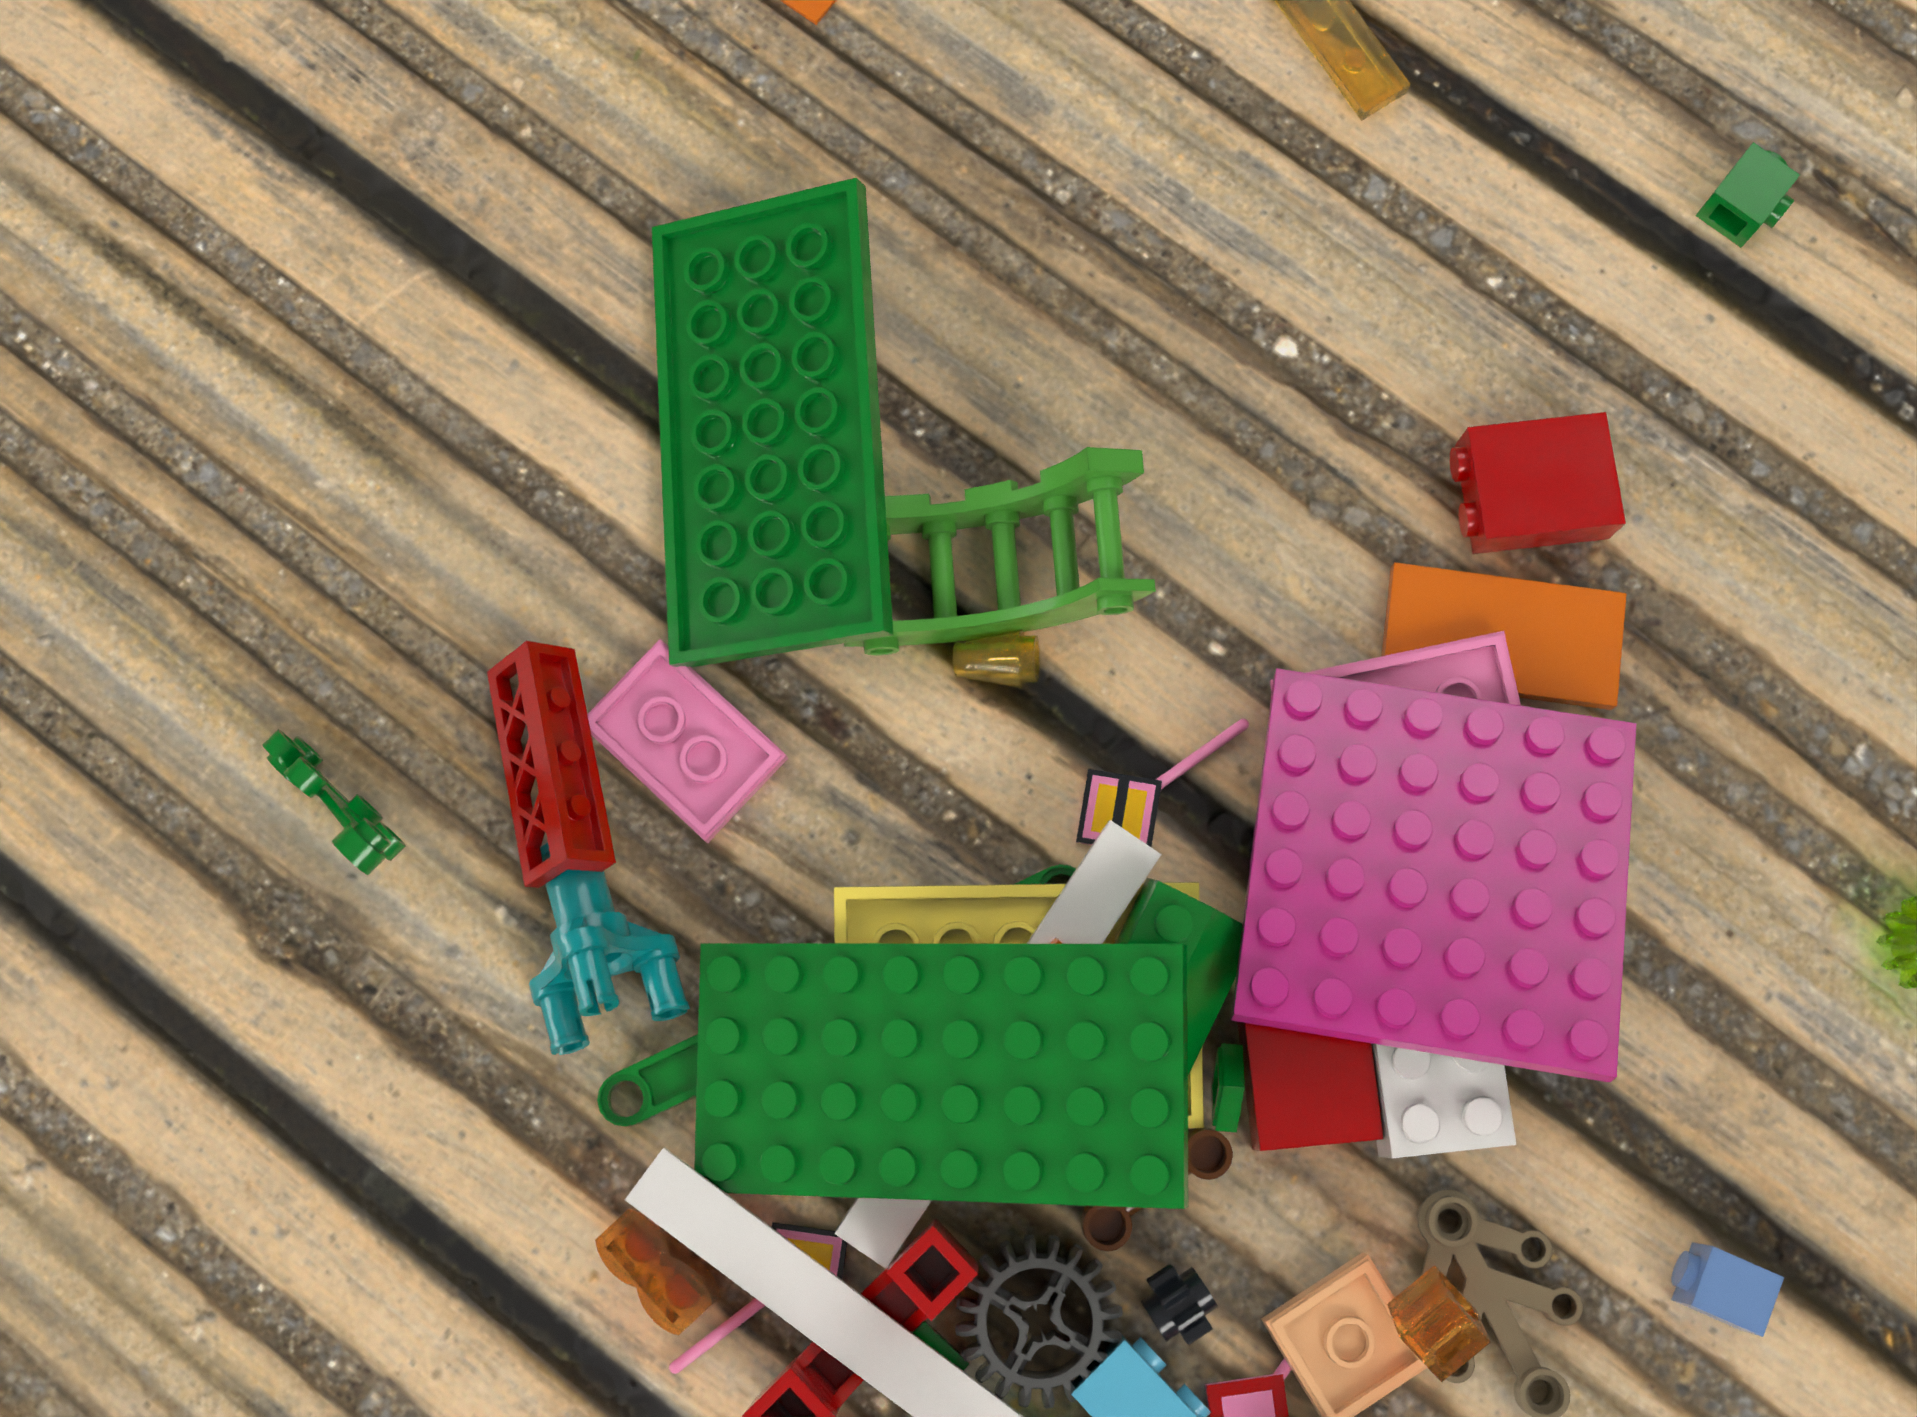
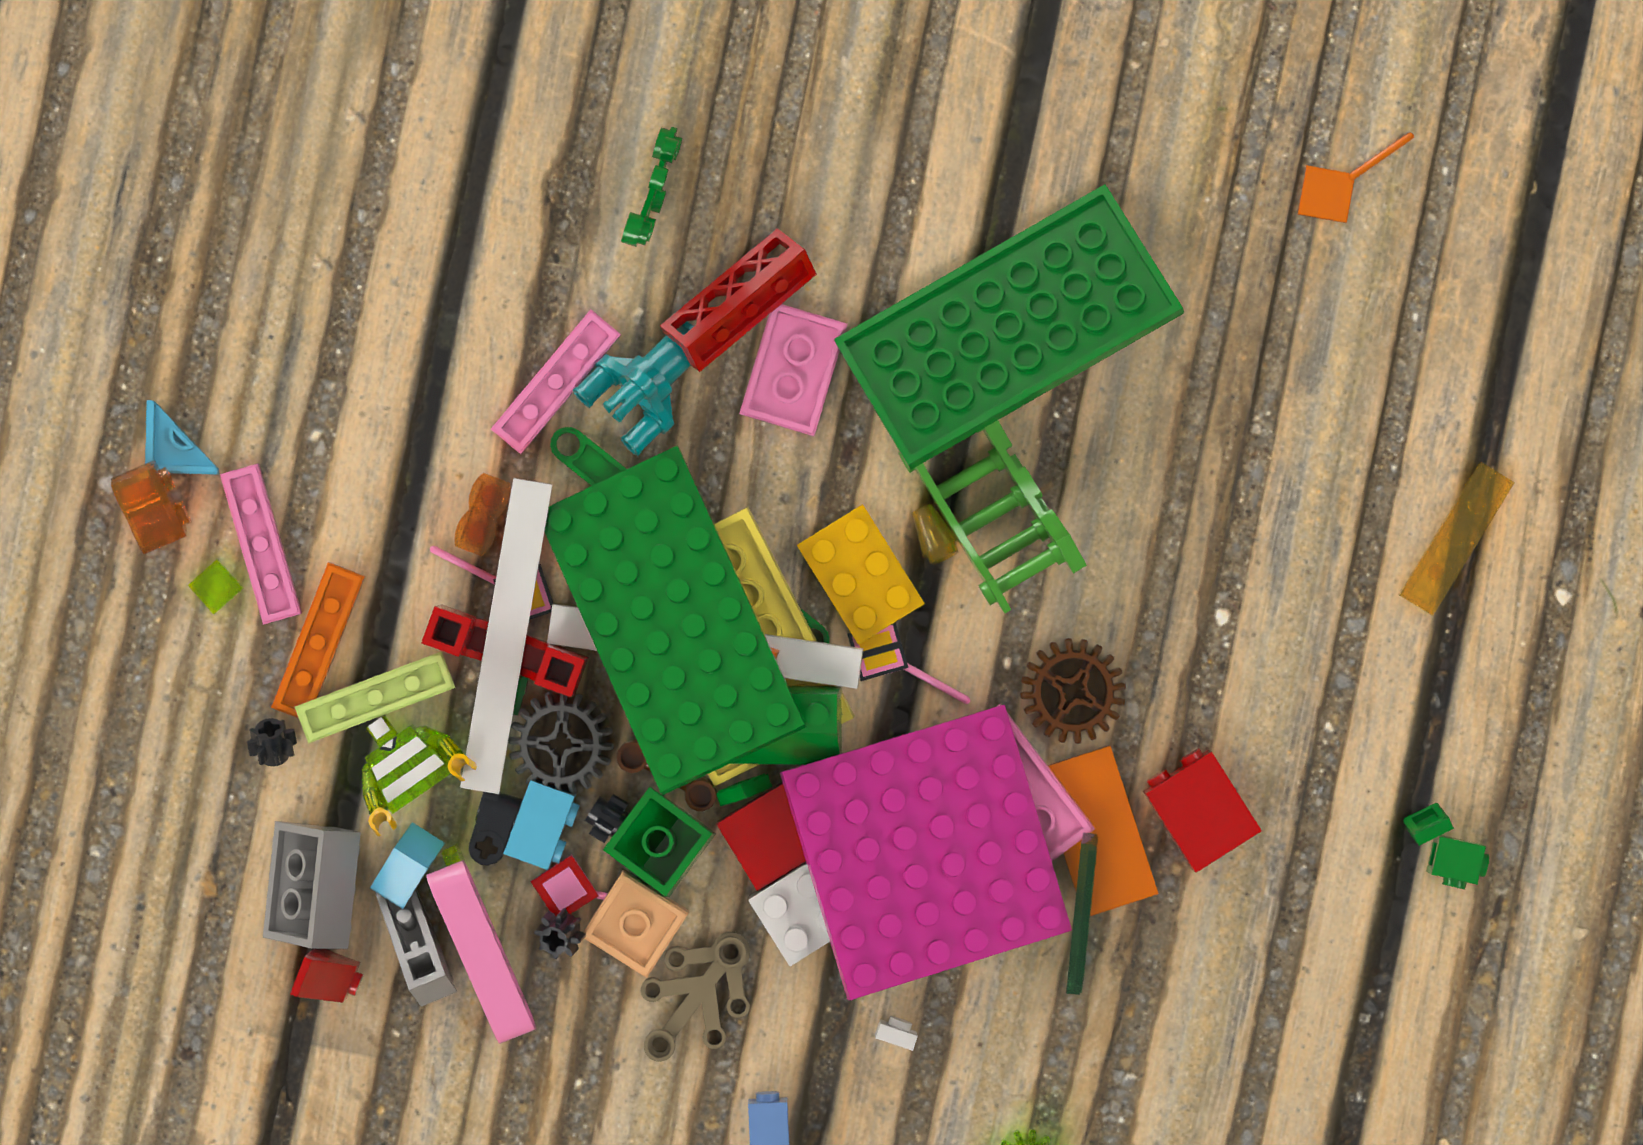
camera: 55 degrees right, 10 degrees up
(532, 1076) = (555, 381): none -> bright pink tile
(1004, 783) = (860, 574): none -> yellow plate
(1248, 1248) = (659, 842): none -> green slope
(1311, 596) = (1101, 708): none -> reddish brown gear
(1438, 1323) = (669, 965): clear orange brick -> none
(1616, 700) = (1082, 913): none -> clear green tile
(1671, 1040) = (896, 1032): none -> white plate
(1685, 208) = (1428, 824): none -> green tile

